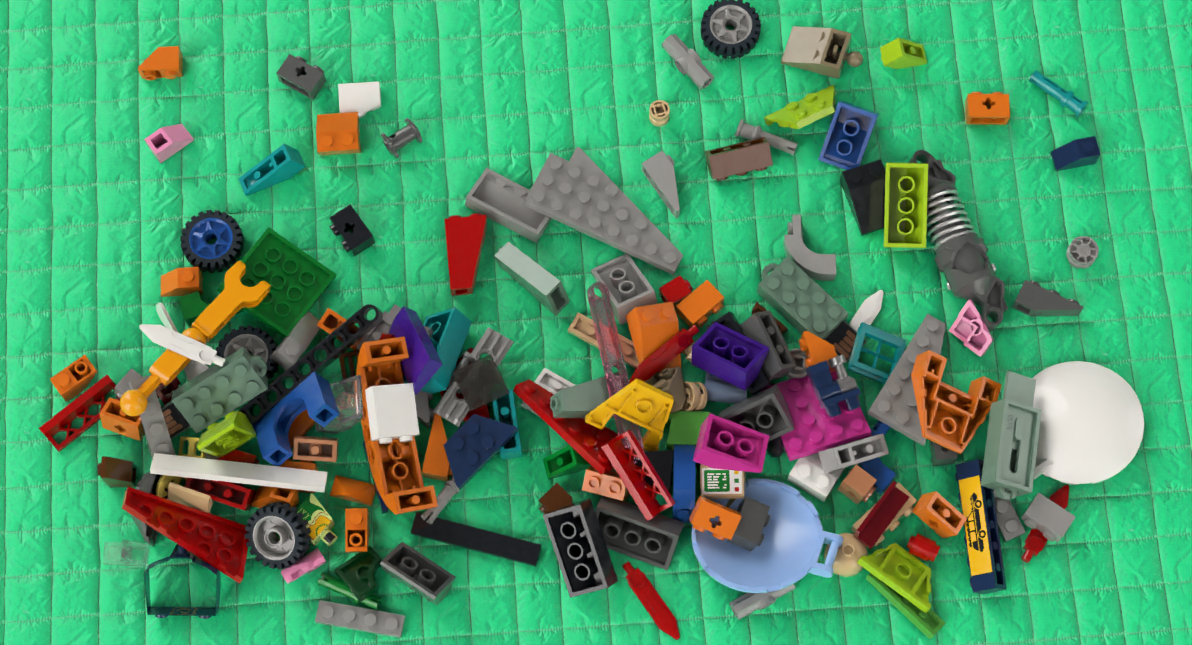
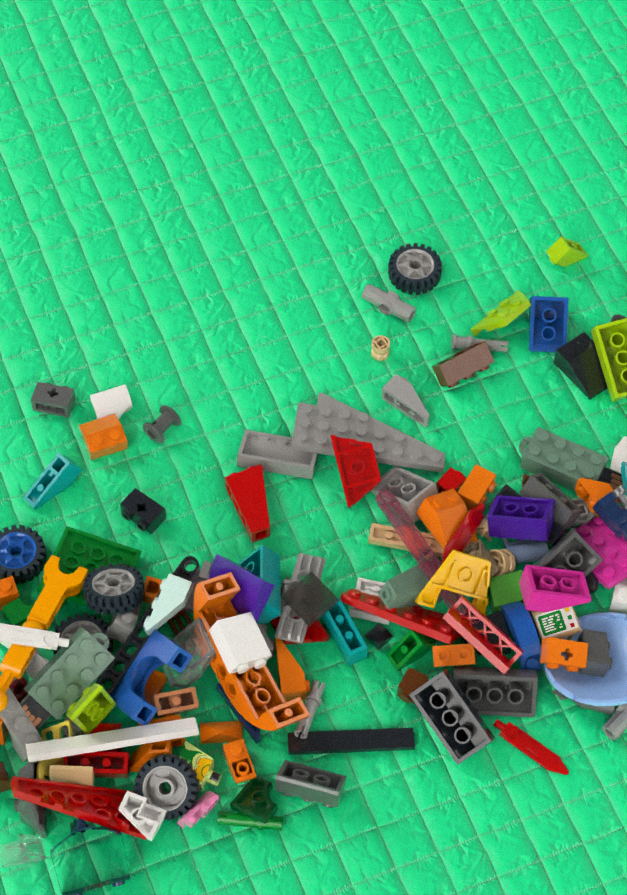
camera: 20 degrees left, 15 degrees down
(243, 559) = (141, 814): none -> white slope
(289, 315) = (114, 589): none -> black wheel
(338, 346) = (171, 600): none -> light aqua slope
(360, 619) = (268, 843): light grey plate -> none
(475, 445) = (324, 654): dark blue wing -> none
(533, 277) = (321, 504): slope -> none
(543, 436) = (378, 636): none -> black slope
(582, 246) = (356, 467): none -> red wing
(814, 265) = (568, 428): light grey arch -> none
(817, 50) = (492, 266): dark tan slope -> none

